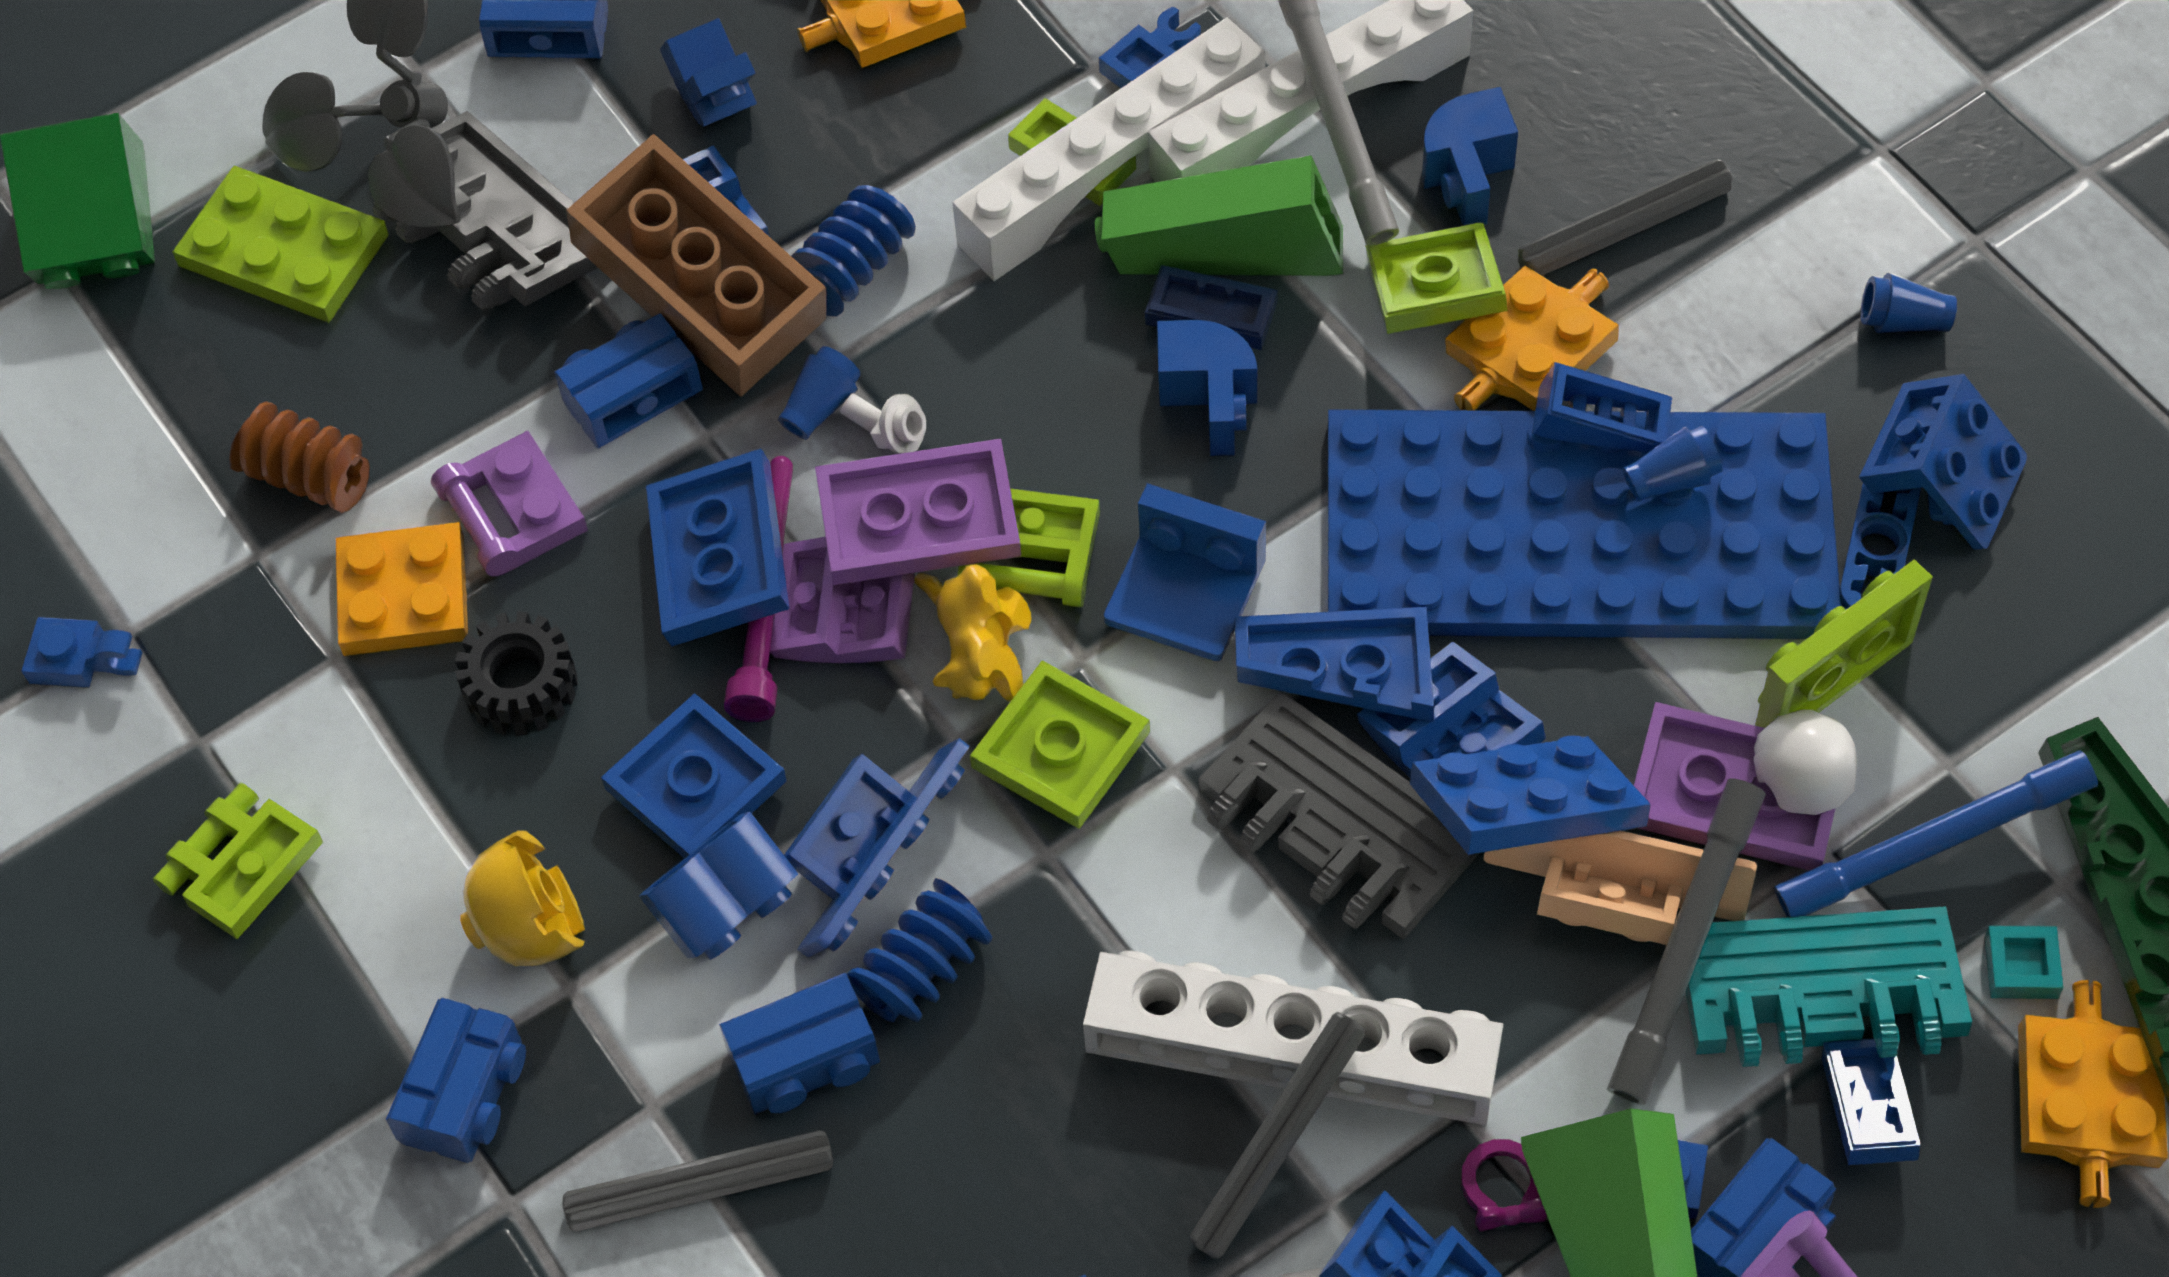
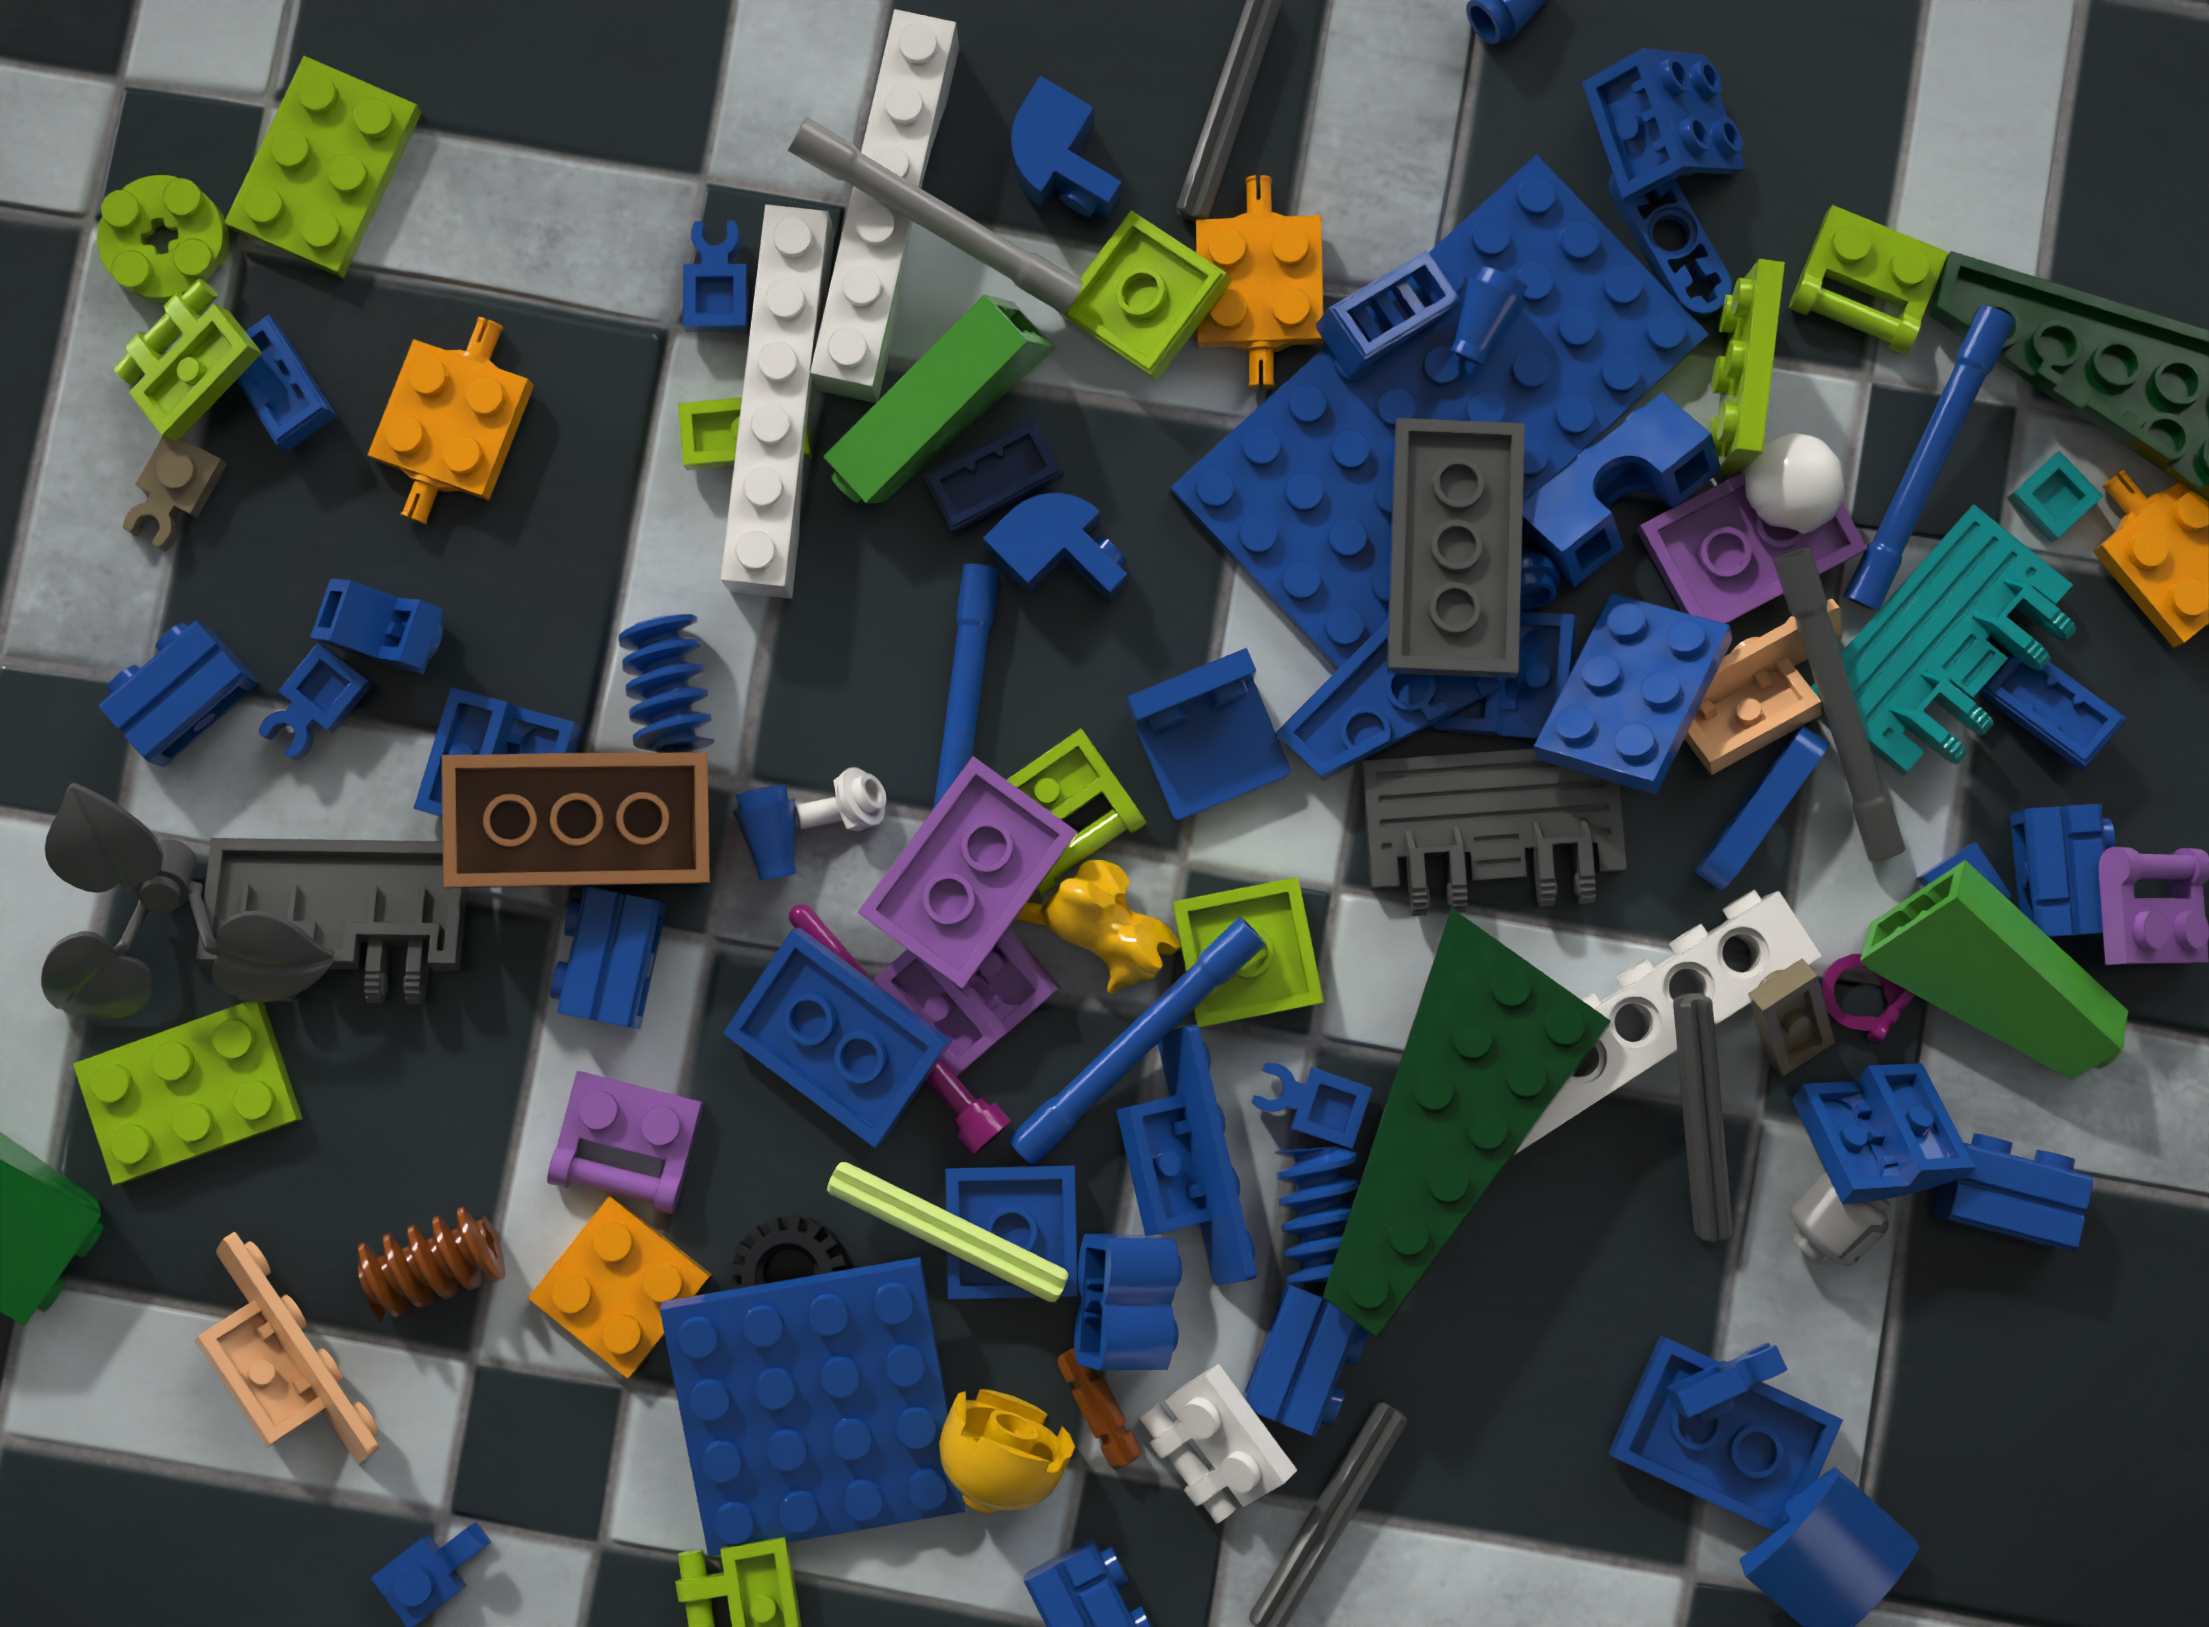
camera: 50 degrees left, 25 degrees up
(132, 433) = (273, 1365): none -> light nougat bracket
(433, 756) = (812, 1404): none -> blue plate
(621, 956) = (1100, 1411): none -> dark orange axle
(627, 86) = (321, 692): none -> blue plate
(649, 727) = (947, 1231): none -> yellowish green axle
(689, 1029) = (1229, 1436): none -> white plate
(1002, 888) = (1324, 1105): none -> blue plate
(1020, 716) = (1213, 968): none -> blue piece
(1099, 385) = (974, 622): none -> blue piece
(1122, 946) = (1472, 1084): none -> dark green wing
(1421, 1123) = (1791, 1016): none -> dark tan plate
(1490, 589) = (1456, 548): none -> dark grey plate
(1531, 674) = (1538, 579): none -> blue plate
(1555, 972) = (1761, 807): none -> blue beam
(1707, 658) = (1652, 452): none -> blue arch
(2026, 683) = (1873, 262): none -> lime plate

